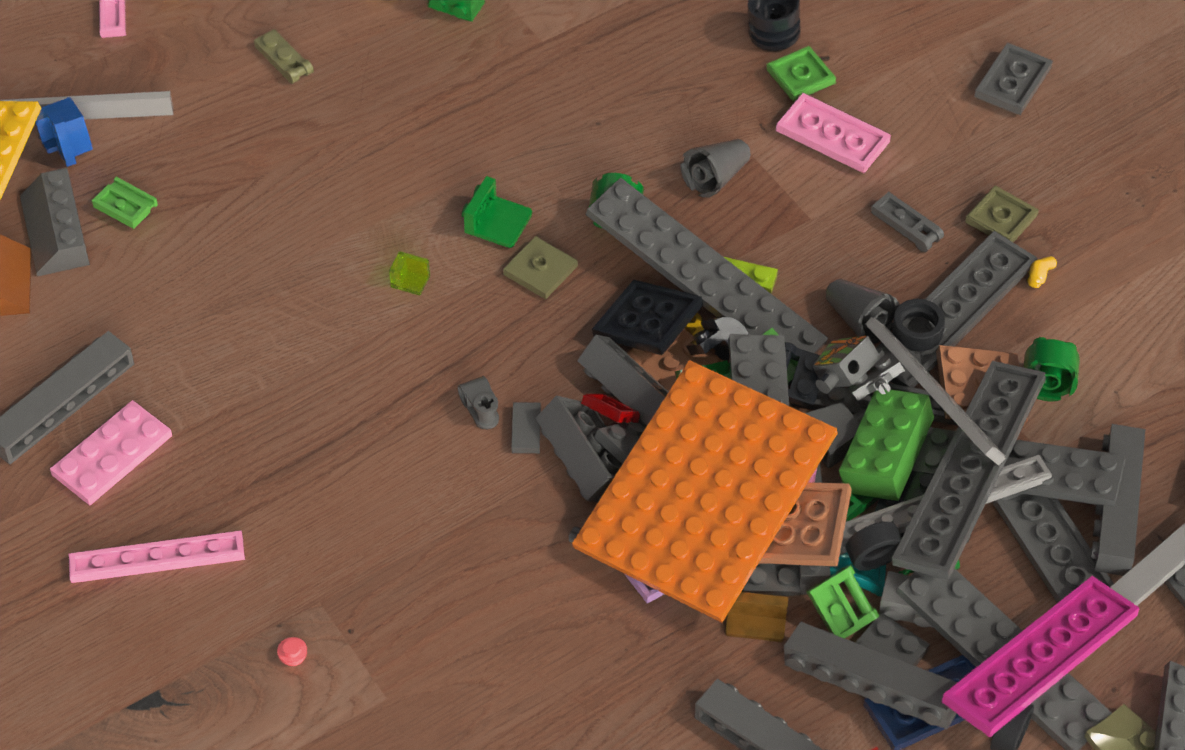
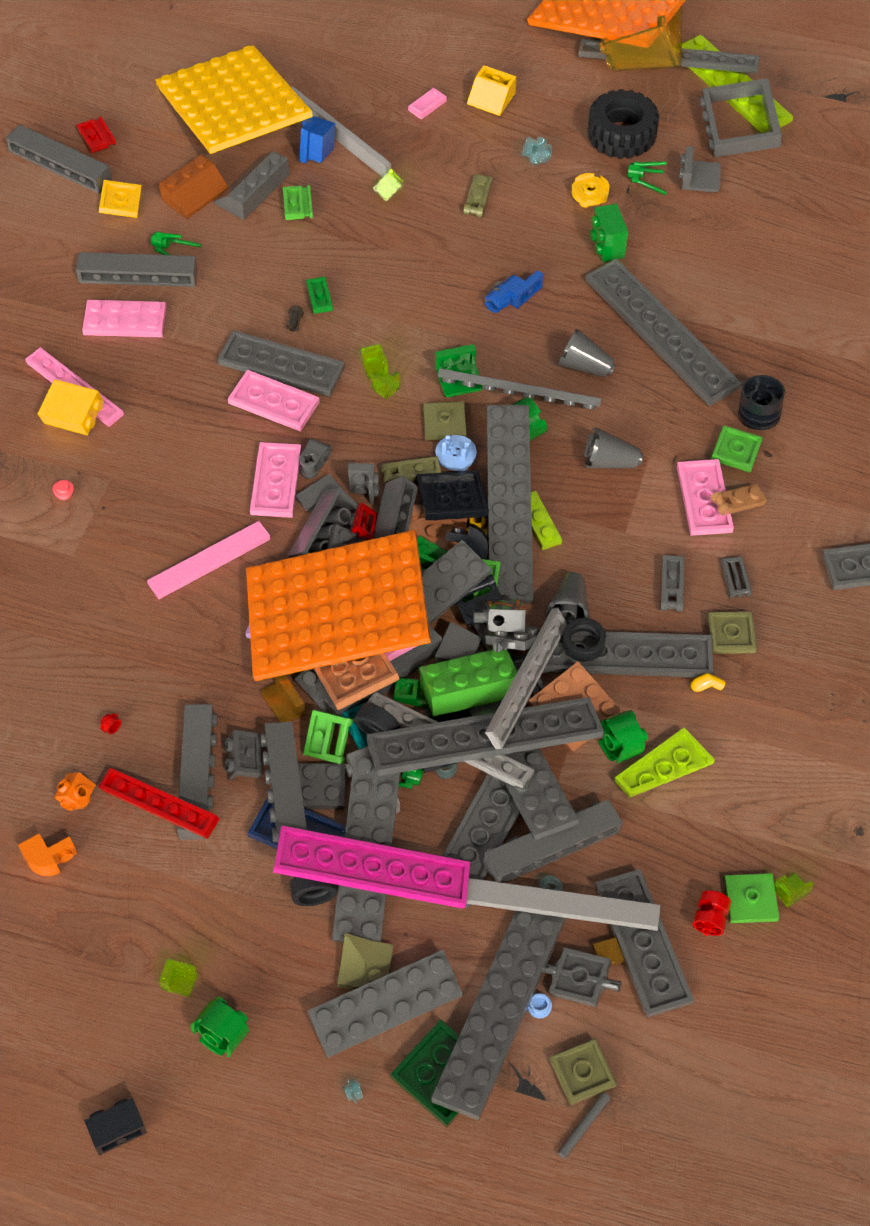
camera: 50 degrees right, 5 degrees up
(43, 349) = (163, 240): none -> green plant
(189, 114) = (388, 185): none -> clear neon green panel
(194, 571) = (71, 407): none -> yellow brick
(271, 263) = (319, 295): none -> green plate
(274, 299) = (295, 314): none -> clear smoke pin
(326, 352) = (282, 363): none -> dark grey plate
(369, 389) = (273, 400): none -> bright pink plate
(439, 110) = (513, 292): none -> blue plate
(447, 285) = (385, 384): none -> clear neon green panel
(475, 451) = (275, 480): none -> bright pink plate
(517, 576) = (208, 560): none -> bright pink tile
(562, 371) = (363, 480): none -> dark grey bracket
(570, 181) = (511, 387): none -> plate
(576, 333) = (410, 468): none -> olive plate
(581, 106) = (586, 356): none -> dark grey cone
(583, 277) = (463, 457): none -> light blue plate
(608, 33) = (663, 332): none -> dark grey plate
(794, 695) = (243, 754): none -> dark grey bracket
(864, 108) = (738, 499): none -> medium nougat plate
(939, 175) = (738, 592): none -> dark grey tile
(1101, 358) = (665, 763): none -> lime wing
(1155, 540) = (551, 880): none -> clear light blue plate

